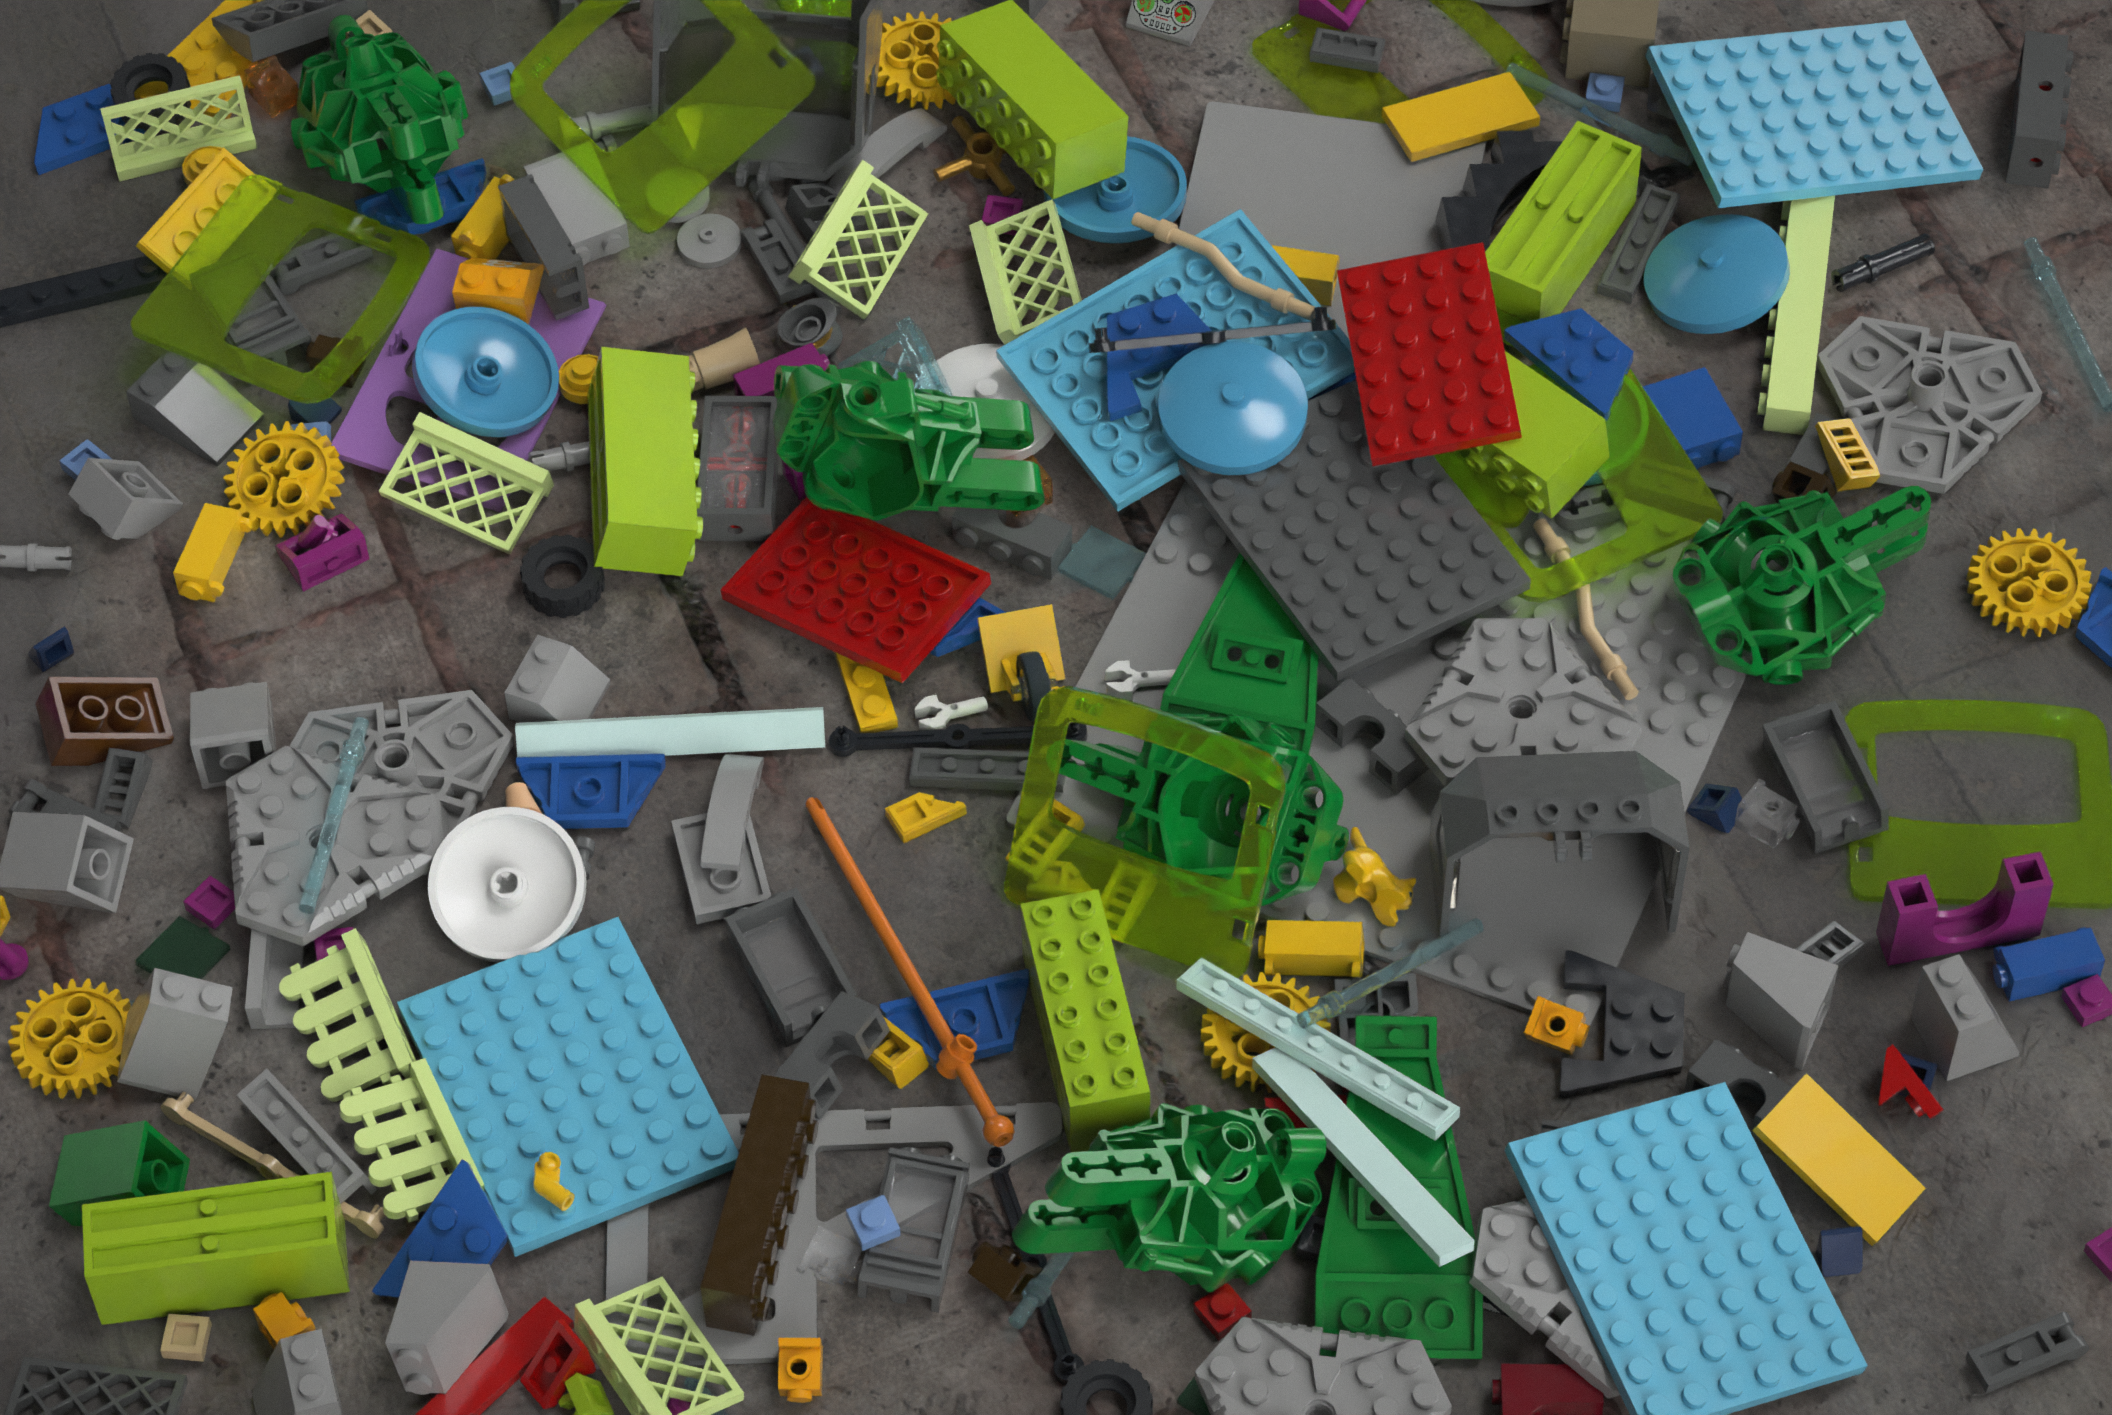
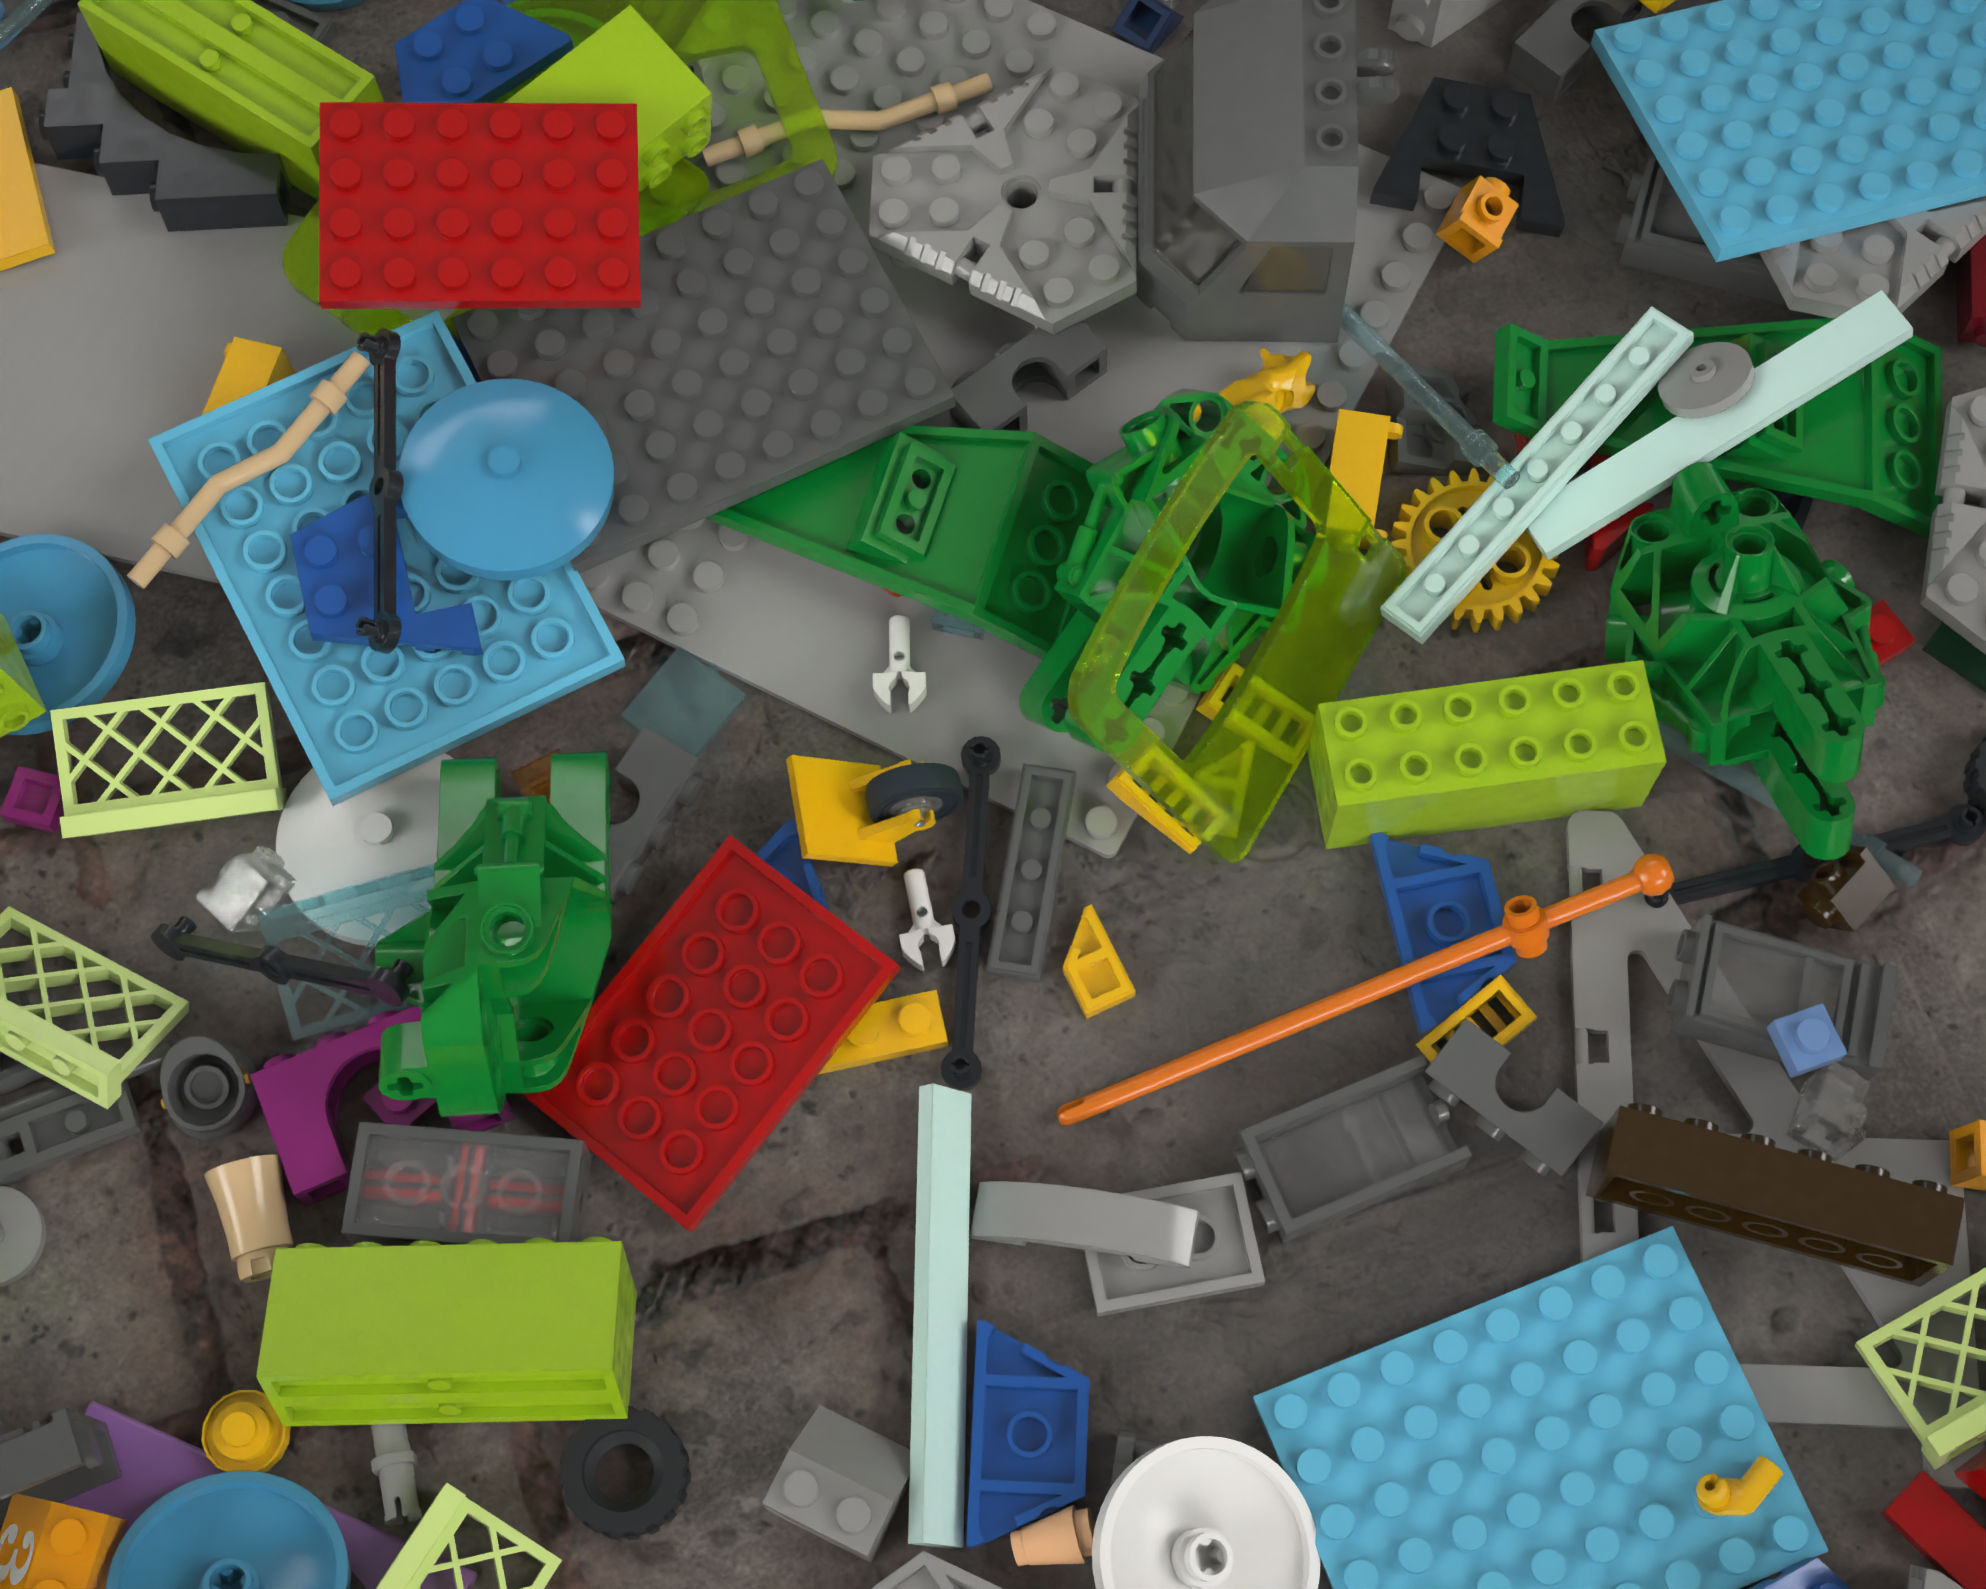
camera: 85 degrees left, 15 degrees up
(880, 325) = (281, 967): none -> black piece
(948, 328) = (247, 886): none -> clear brick
(1397, 1143) = (1707, 380): none -> light grey piece

